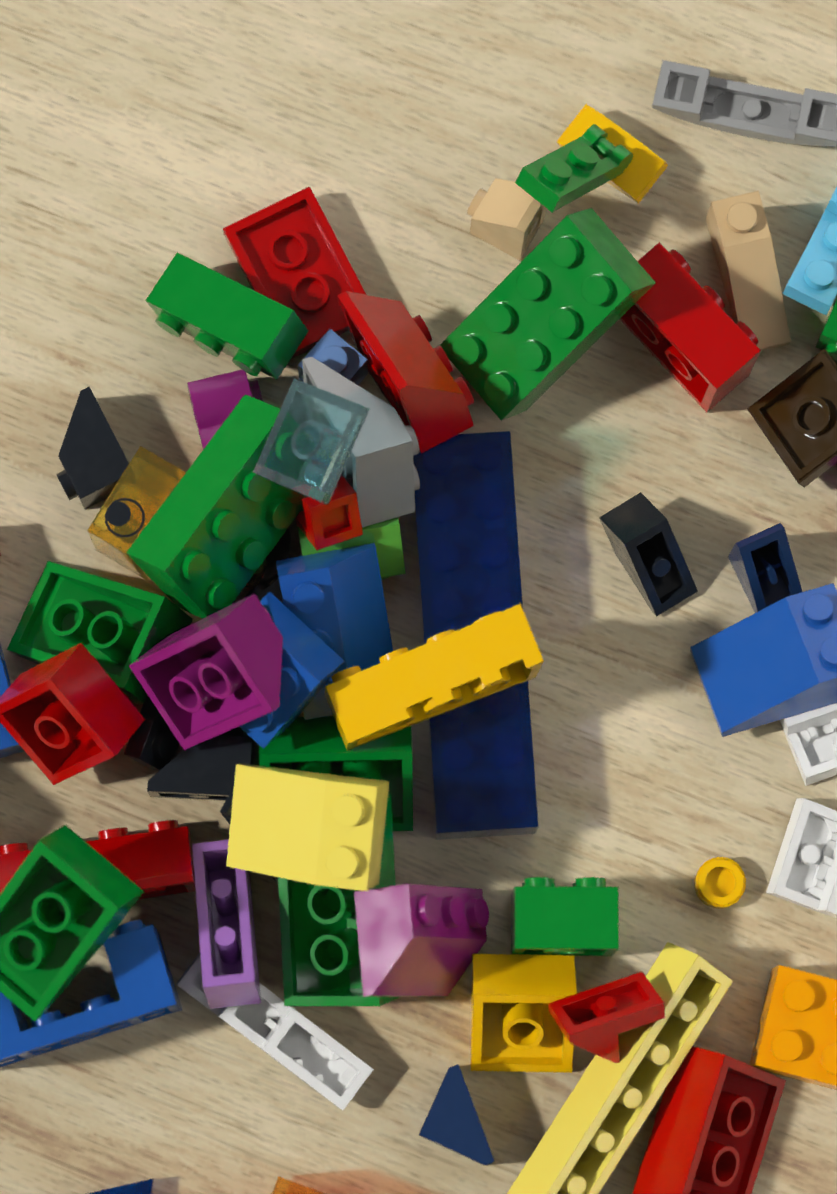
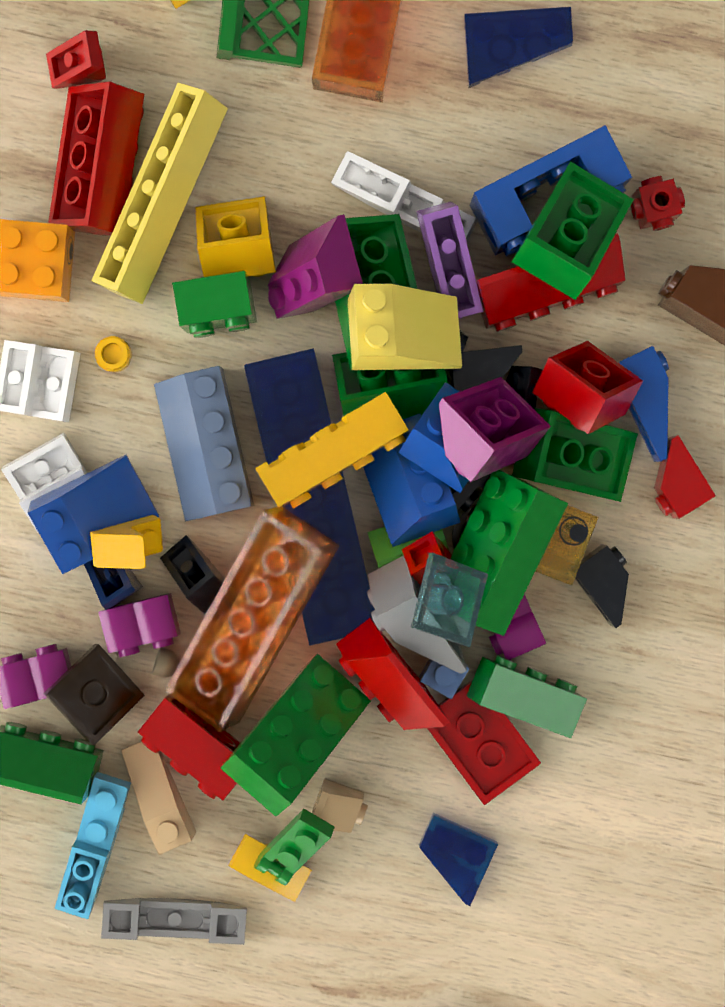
camera: 170 degrees right, 10 degrees up
(356, 130) = (458, 854): none -> clear blue wing
(454, 1121) = (270, 155): dark blue slope -> none
(582, 477) = (251, 617): none -> clear orange brick
(601, 1013) = (178, 237): red slope -> none
(611, 733) = (204, 443): none -> sand blue slope
(711, 446) = (165, 663): none -> dark tan hinge
(737, 504) = (140, 624): none -> magenta brick
(738, 610) = (127, 543): none -> yellow slope

